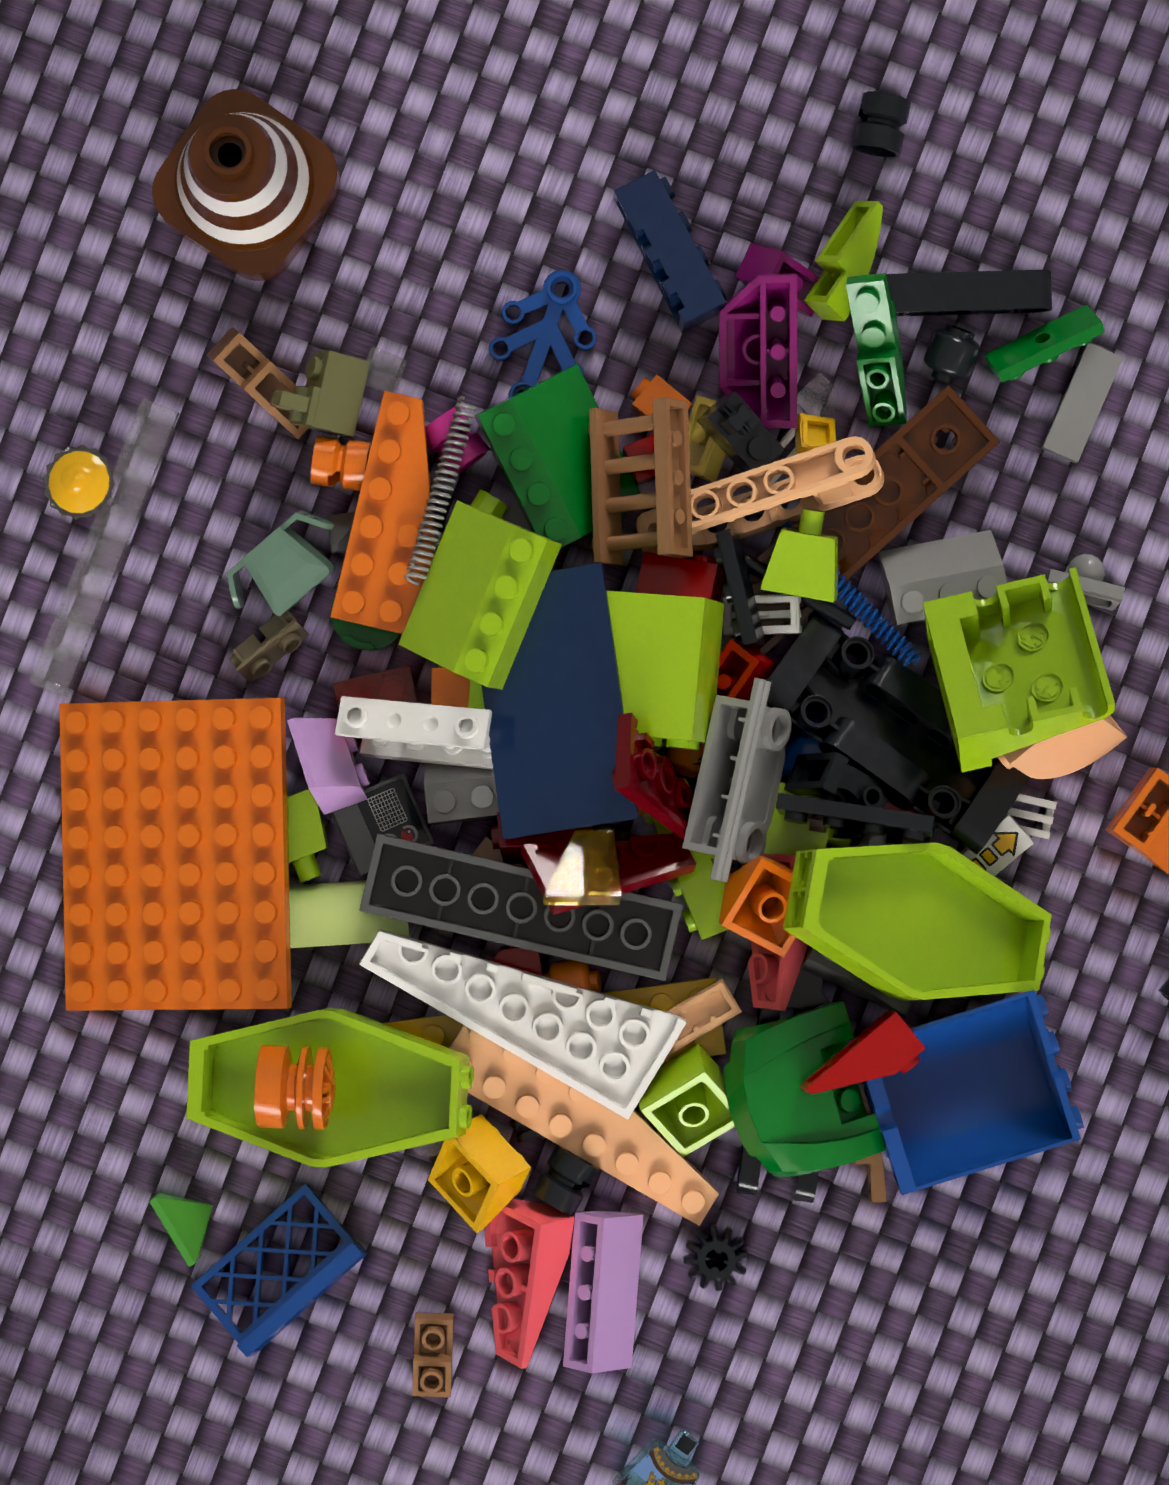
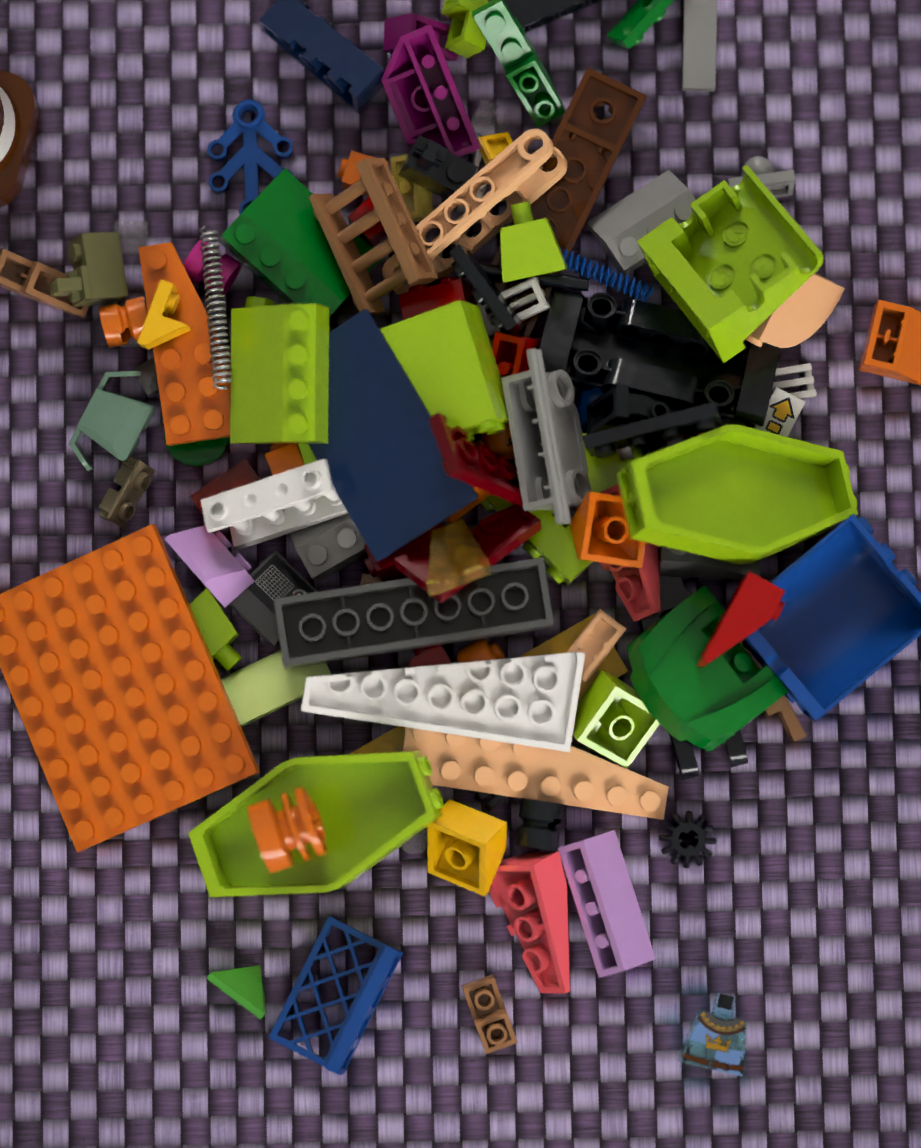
camera: 25 degrees left, 5 degrees down
(369, 488) = (157, 326): none -> yellow slope
(951, 353) = (579, 43): black head -> none

